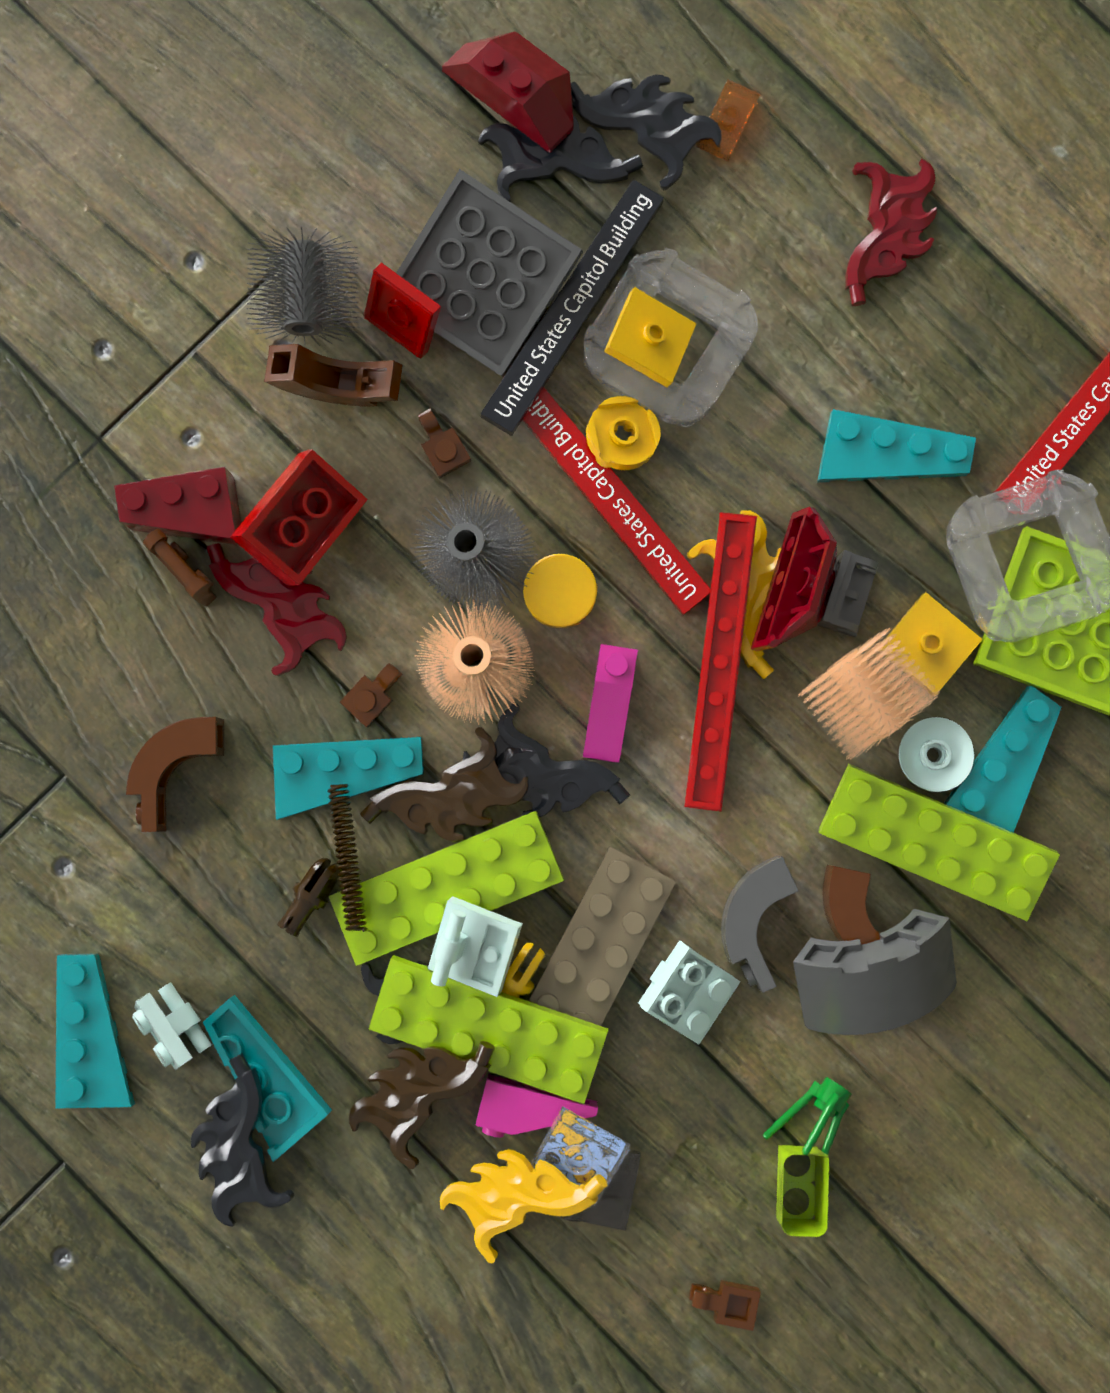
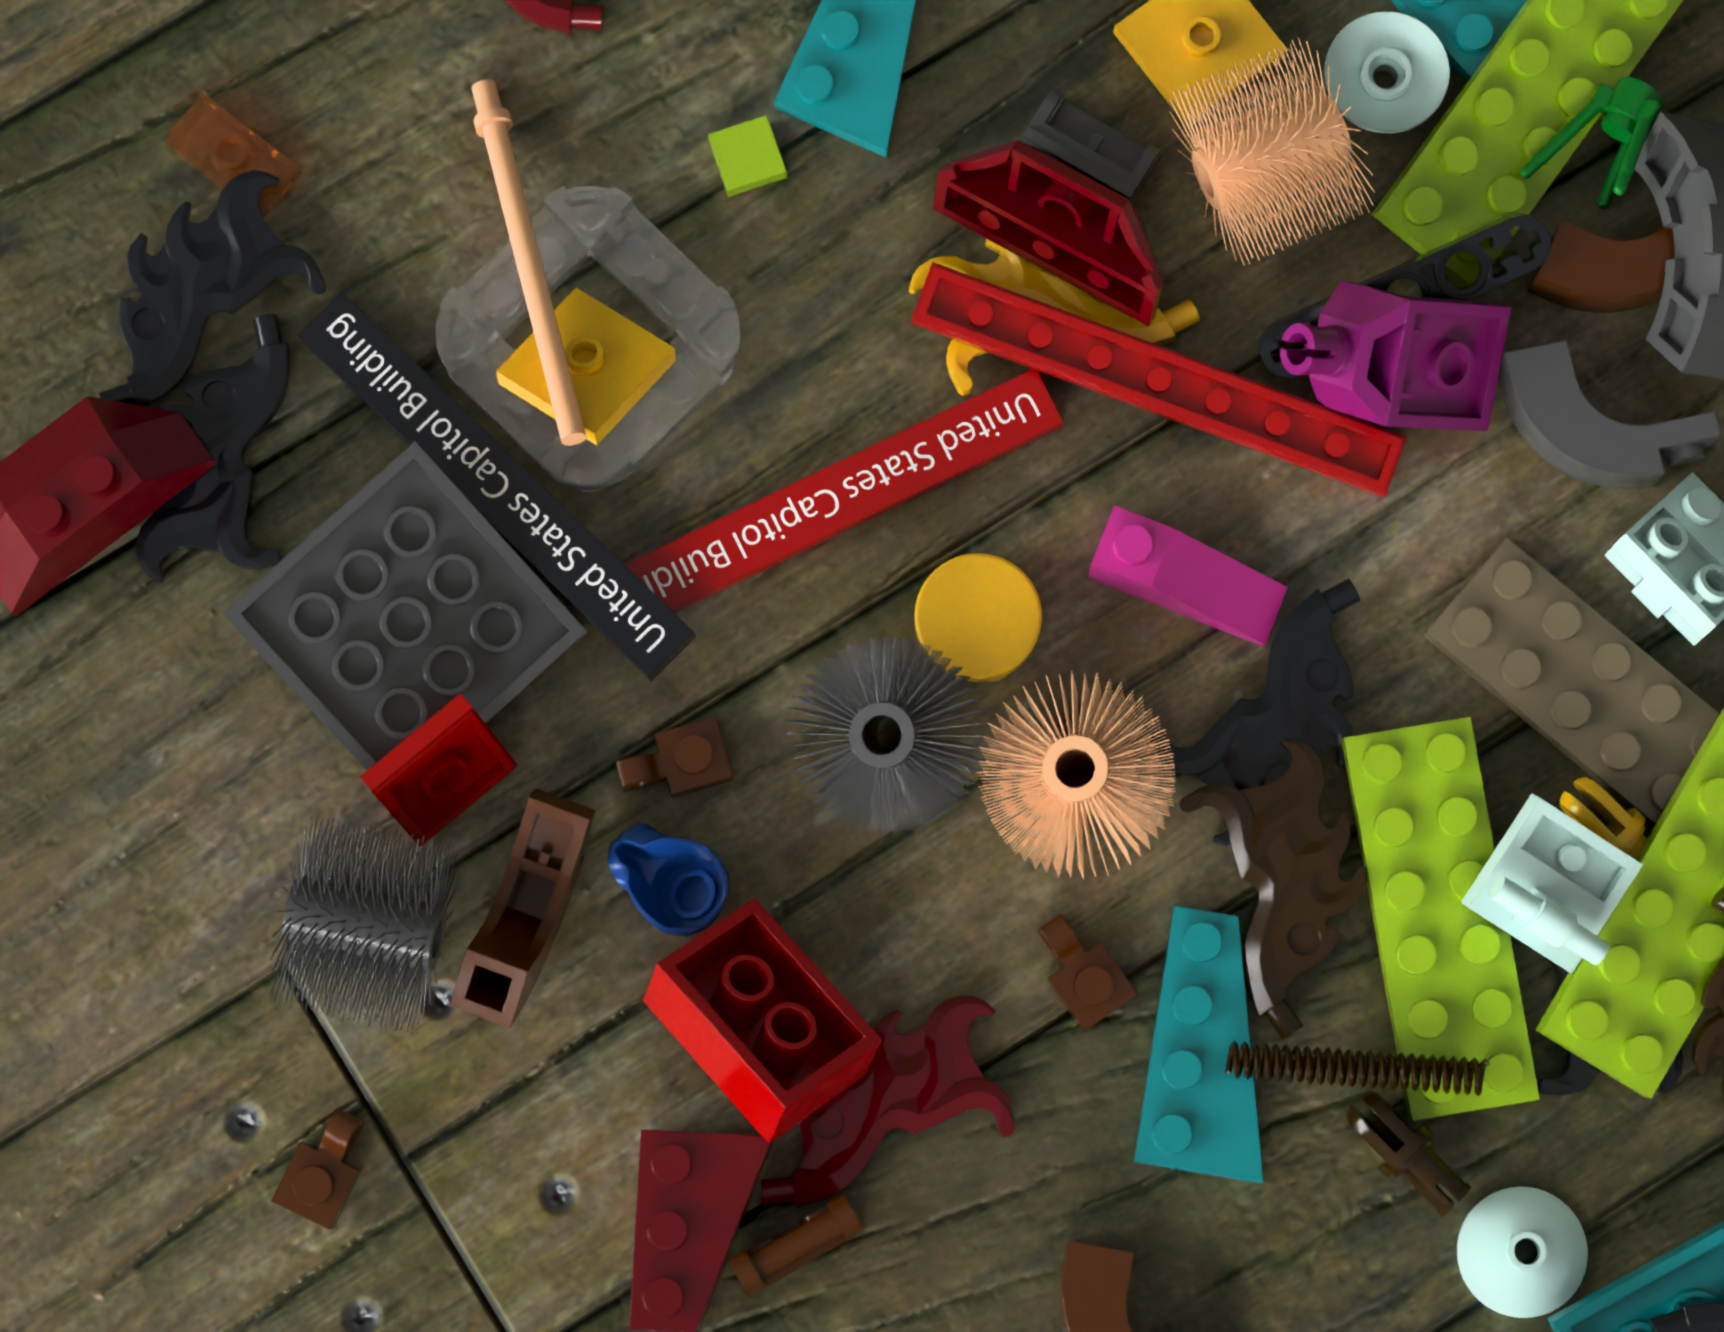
camera: 75 degrees left, 5 degrees down
(172, 306) = (319, 1178): none -> reddish brown plate
(289, 968) = (1489, 1259): none -> light aqua dish
(370, 453) = (670, 879): none -> blue hair
(611, 450) = (742, 485): yellow plate -> none
(764, 797) = (1402, 357): none -> magenta plate
(779, 258) = (493, 125): none -> light nougat bar
(797, 402) = (747, 156): none -> lime tile
(819, 802) = (1429, 274): none -> black beam
(943, 900) = (1627, 118): none -> green plant

